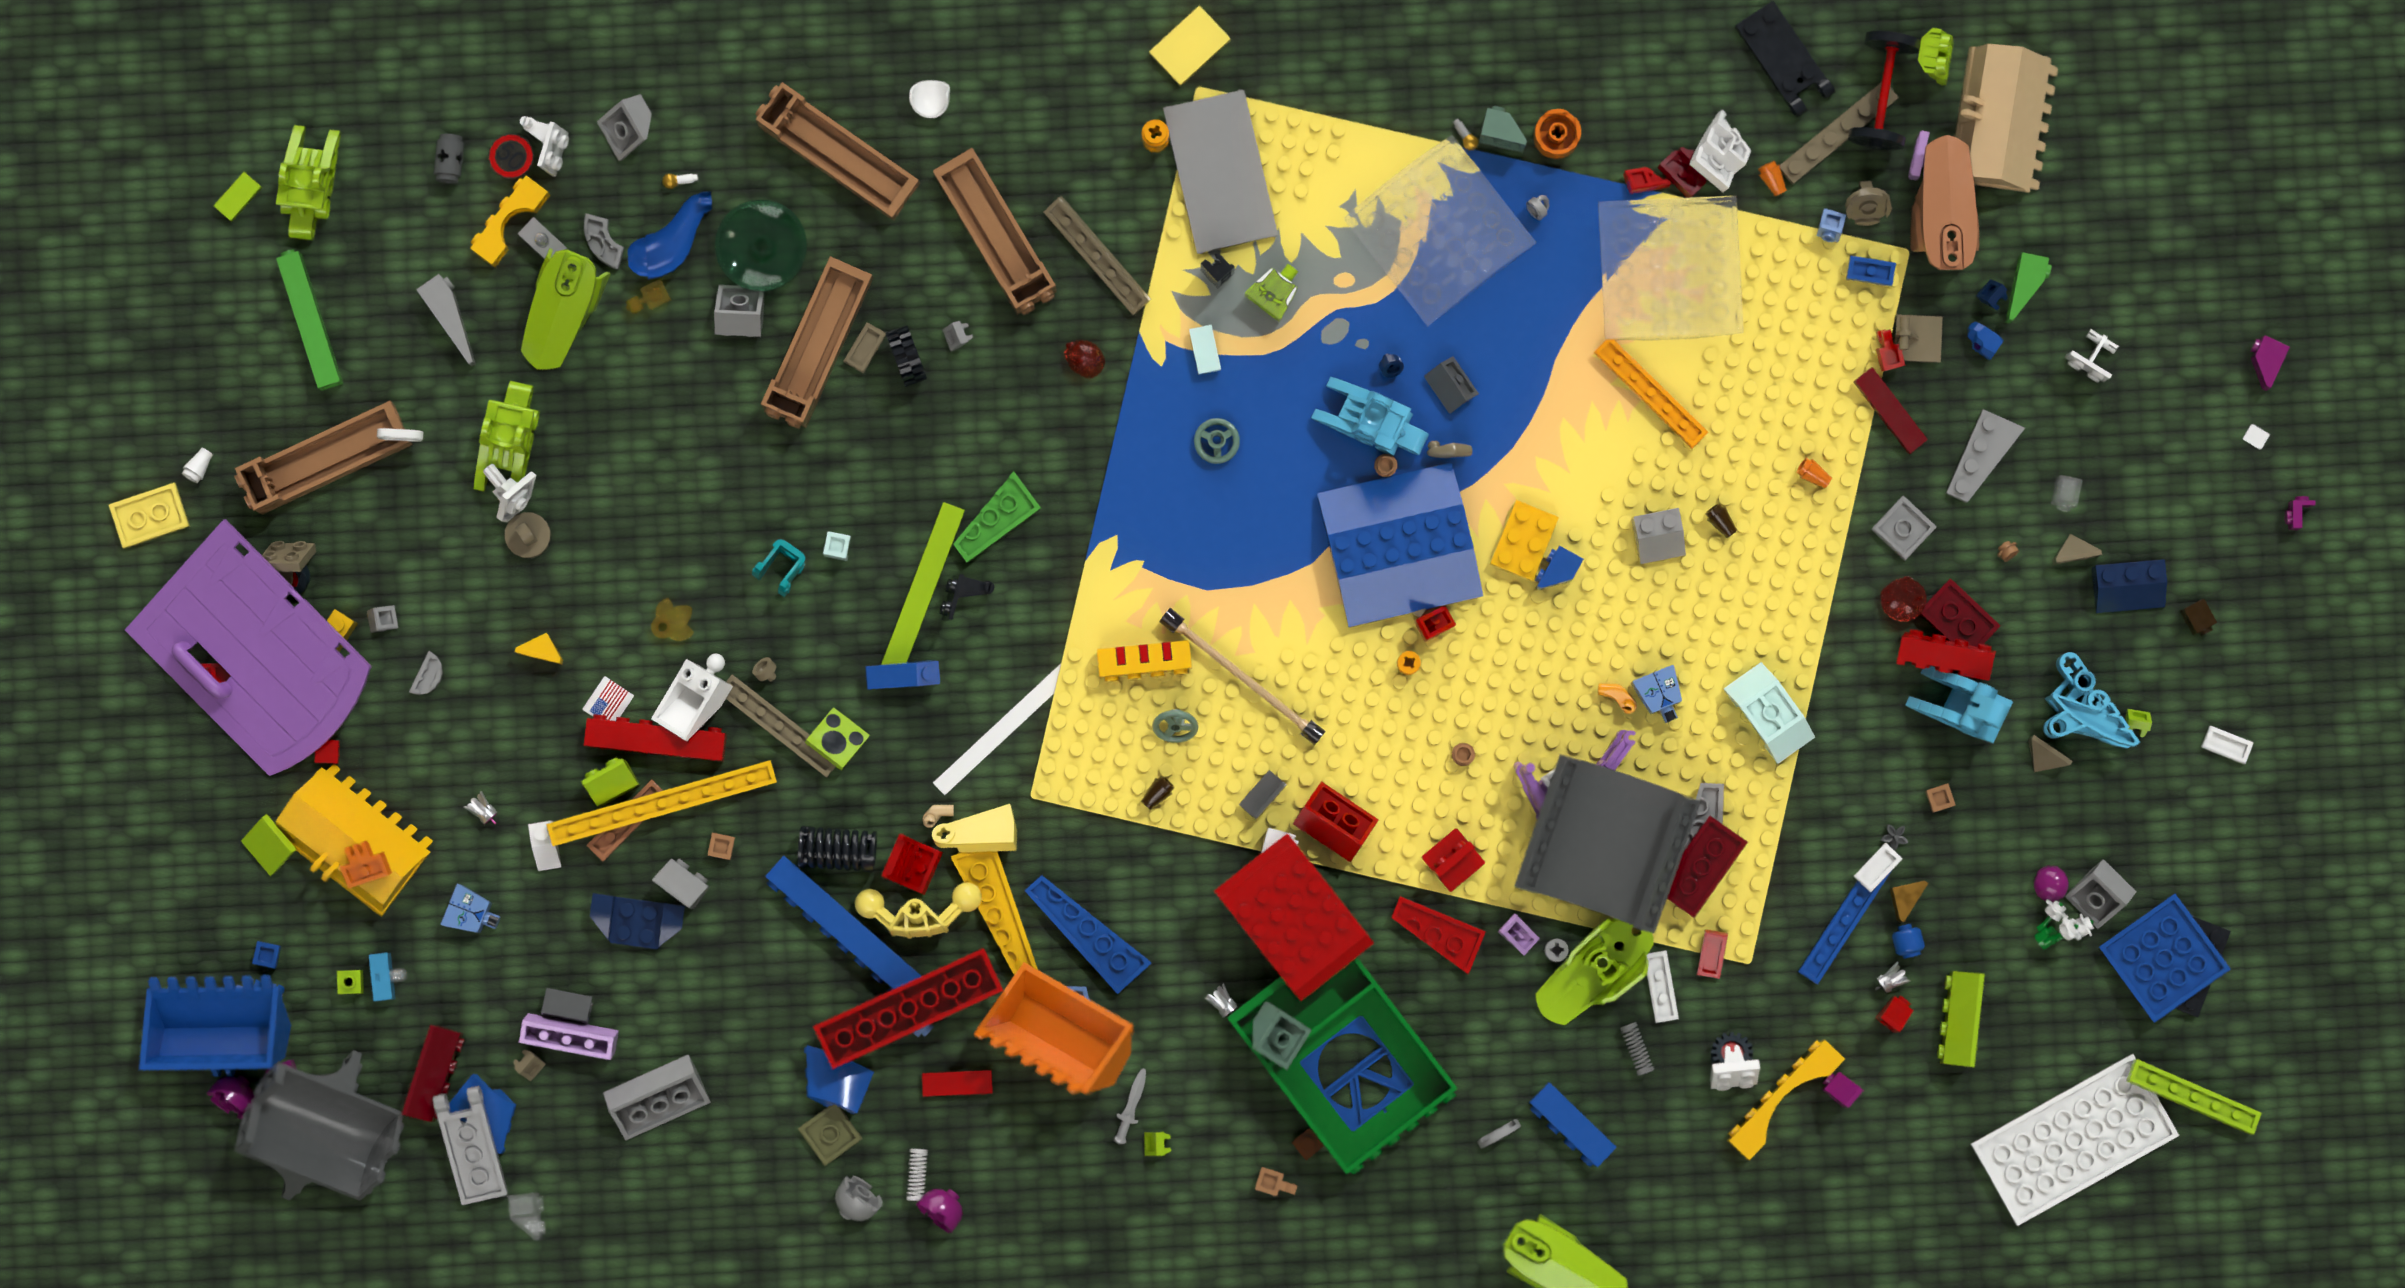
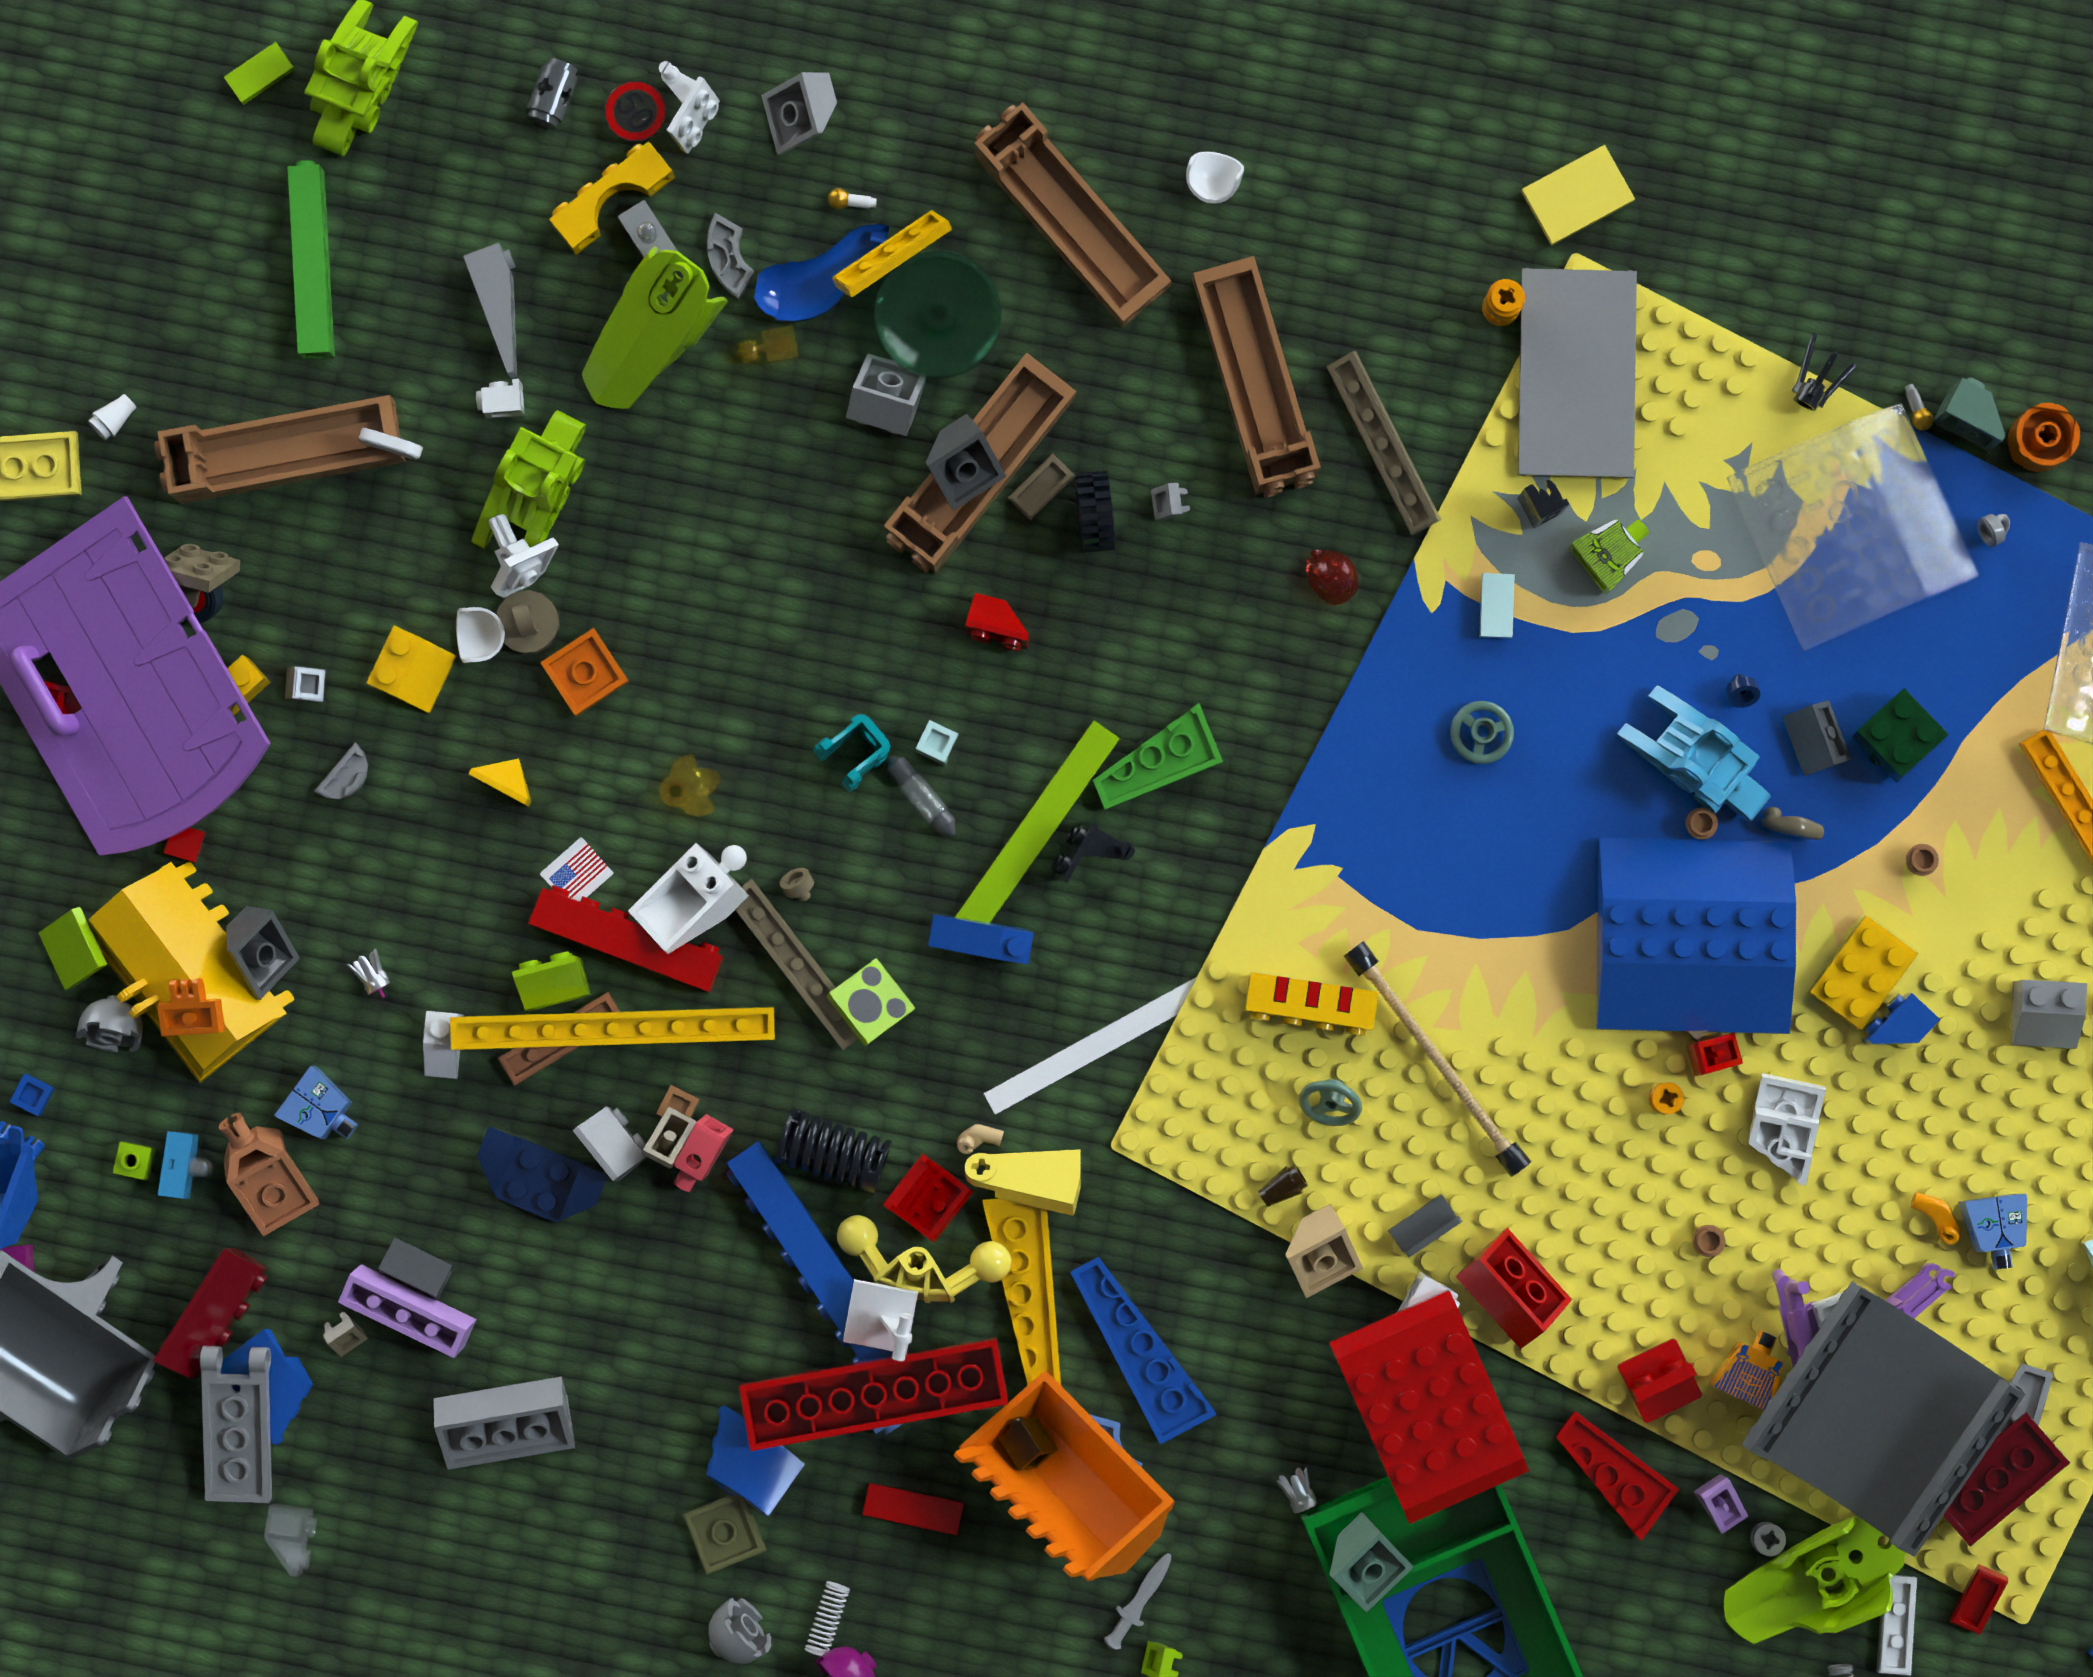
camera: 15 degrees right, 0 degrees up
(309, 891) = (109, 1025): none -> light grey cylinder
(400, 811) = (260, 949): none -> dark grey slope
(444, 968) = (264, 1175): none -> nougat plate
(455, 589) = (411, 669): none -> yellow slope
(469, 383) = (501, 400): none -> white brick
(496, 552) = (478, 634): none -> white helmet
(577, 560) = (584, 672): none -> orange plate
(717, 210) = (891, 253): none -> yellow tile
(721, 868) = (669, 1137): none -> dark tan slope
(746, 863) = (707, 1142): none -> coral torso
(805, 345) = (963, 462): none -> dark grey slope
(836, 585) = (921, 795): none -> piece
(854, 450) = (995, 620): none -> red slope
(899, 954) = (881, 1317): none -> white plate
(1024, 1015) = (1027, 1443): none -> dark brown brick
(1195, 831) = (1321, 1252): none -> tan slope
(1387, 144) = (1810, 393): none -> black plant
(1497, 658) = (1787, 1123): none -> white slope
(1508, 368) = (1900, 735): none -> dark green brick
(1512, 836) = (1750, 1372): none -> torso
(1545, 451) = (1922, 859): none -> medium nougat plate

